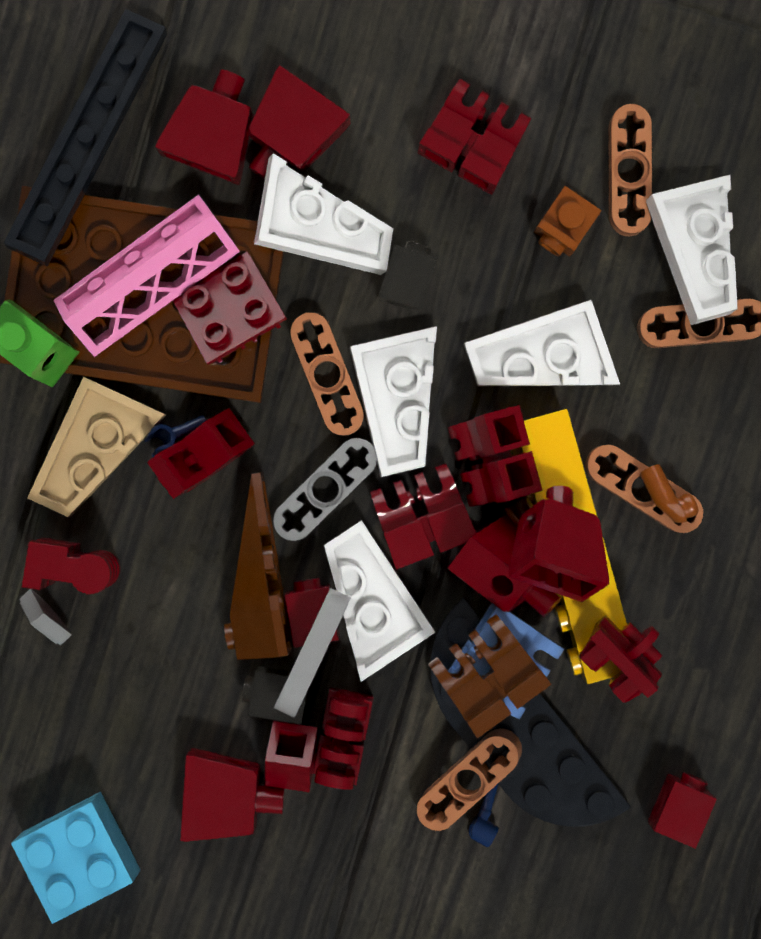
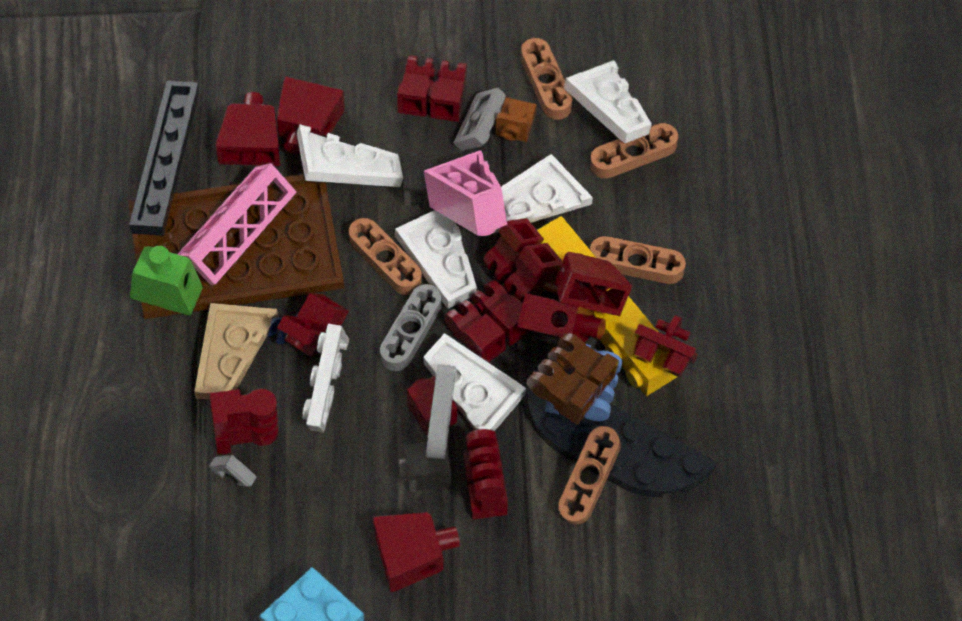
camera: 20 degrees left, 30 degrees down
(187, 539) = (318, 408): none -> white wing
(229, 309) = (304, 226): dark red hinge -> none
(258, 602) = (392, 403): reddish brown wedge -> none
(291, 756) = (452, 498): dark red brick -> none
(453, 350) = (467, 193): none -> bright pink wedge
(480, 828) = (614, 514): dark blue hand -> none
(518, 210) = (480, 119): none -> light grey plate
(664, 497) = (662, 255): dark orange arm -> none
(682, 809) = (754, 450): dark red brick -> none

